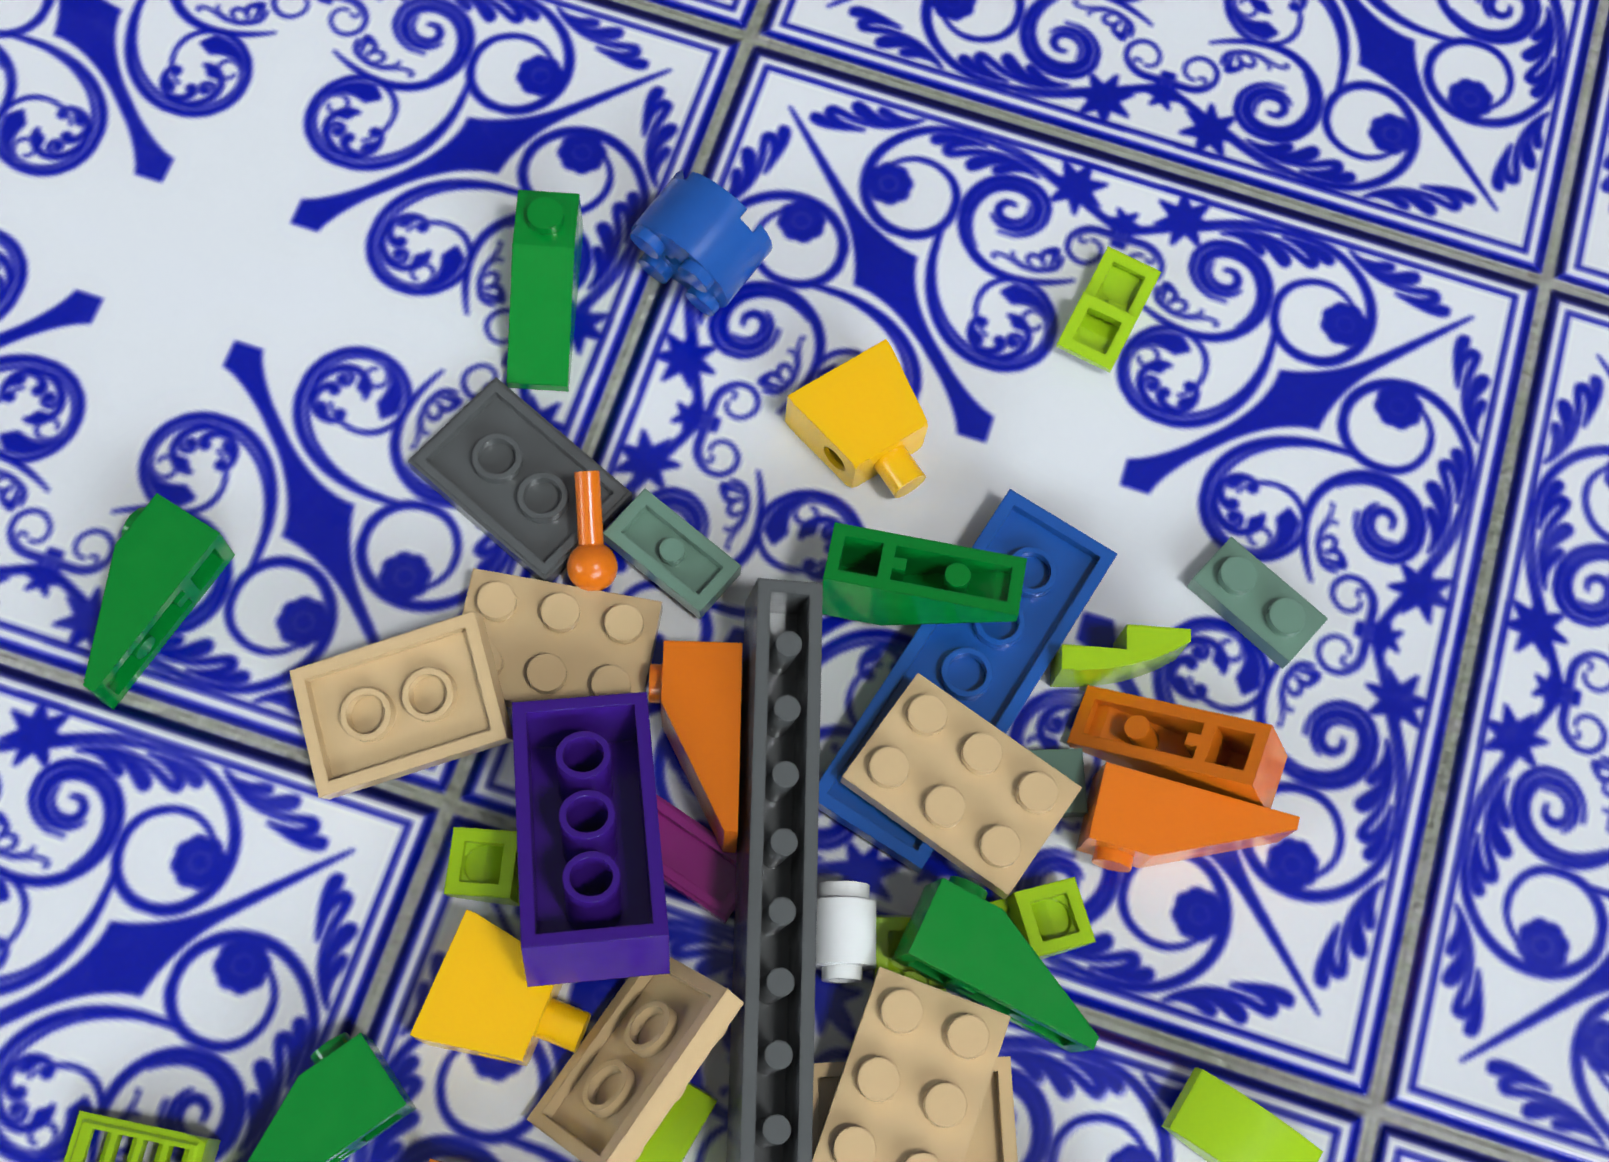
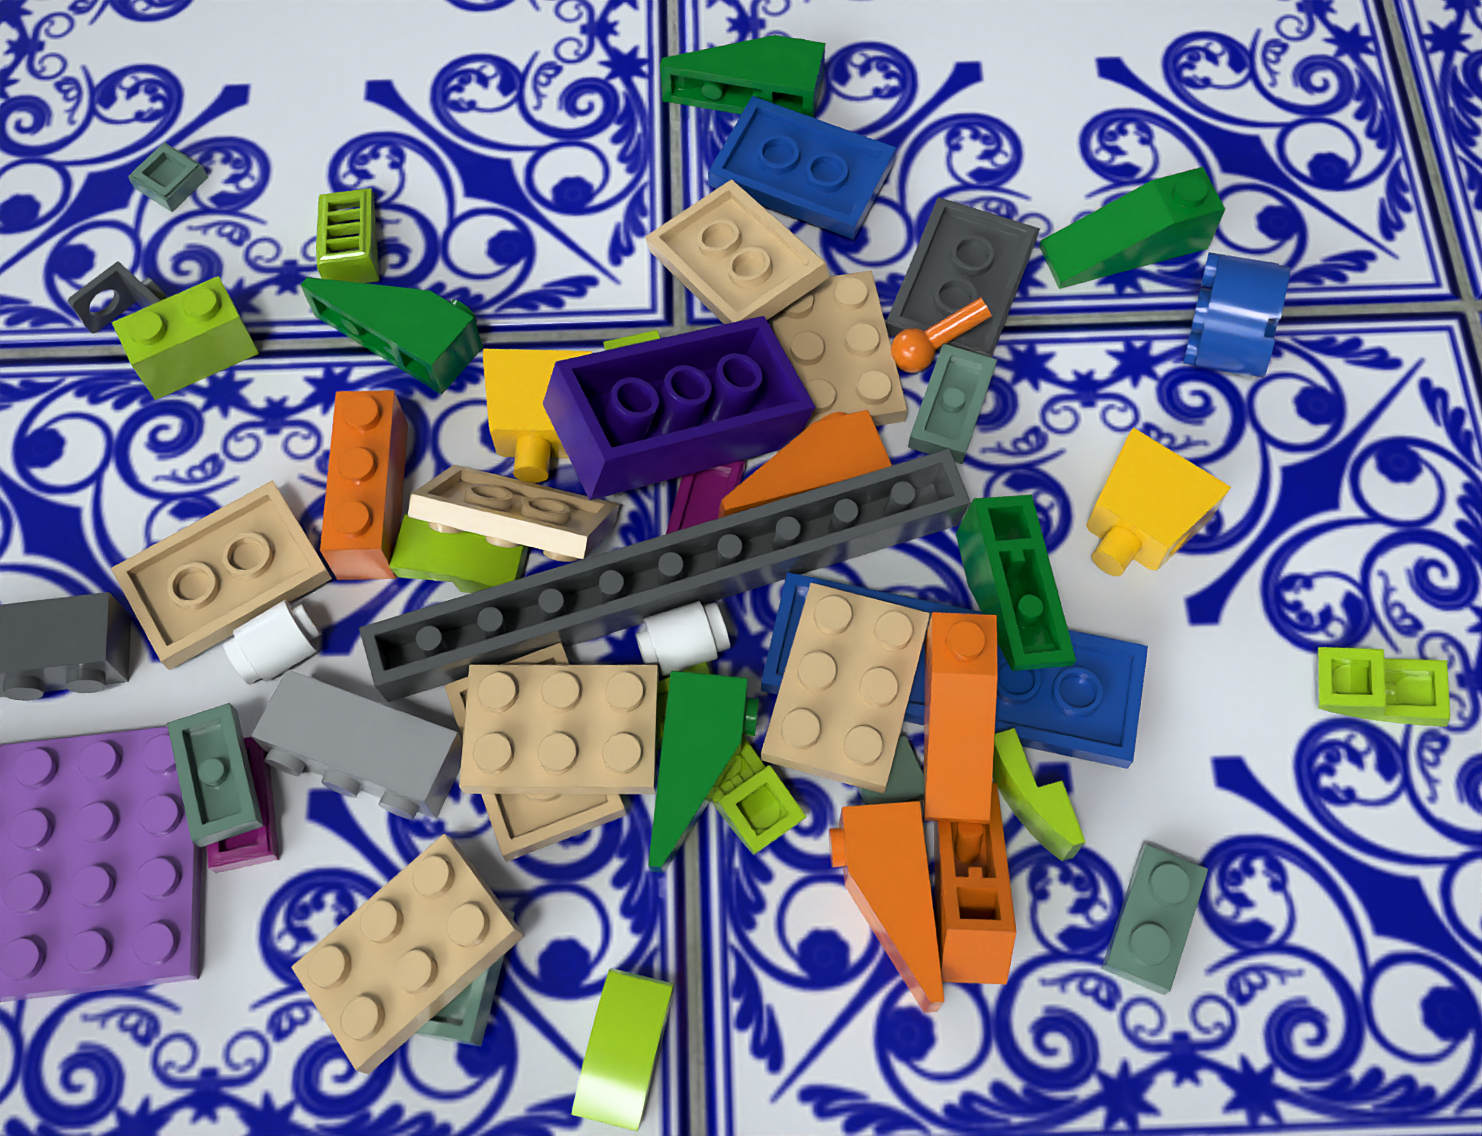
camera: 80 degrees right, 5 degrees down
(299, 587) = (803, 166): none -> blue plate
(1035, 689) = (959, 716): none -> orange slope

